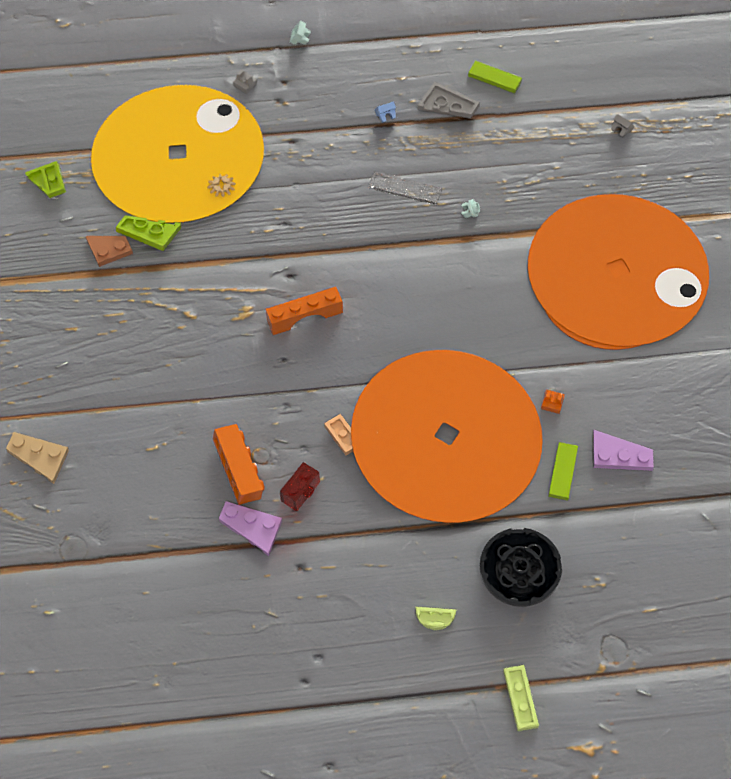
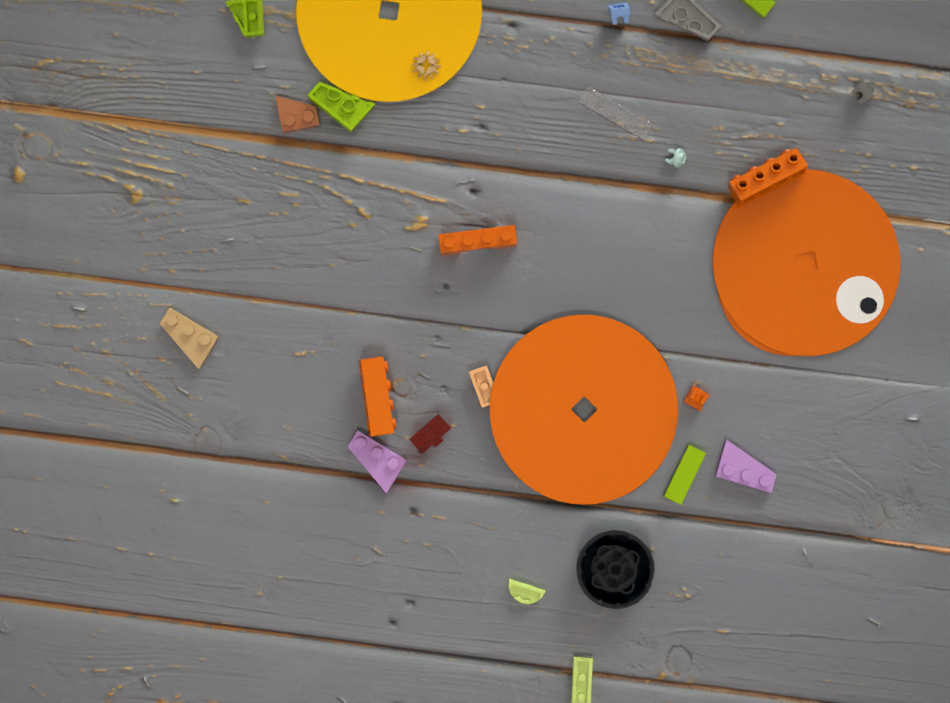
camera: 10 degrees right, 25 degrees up
(558, 205) = (767, 177): none -> orange brick

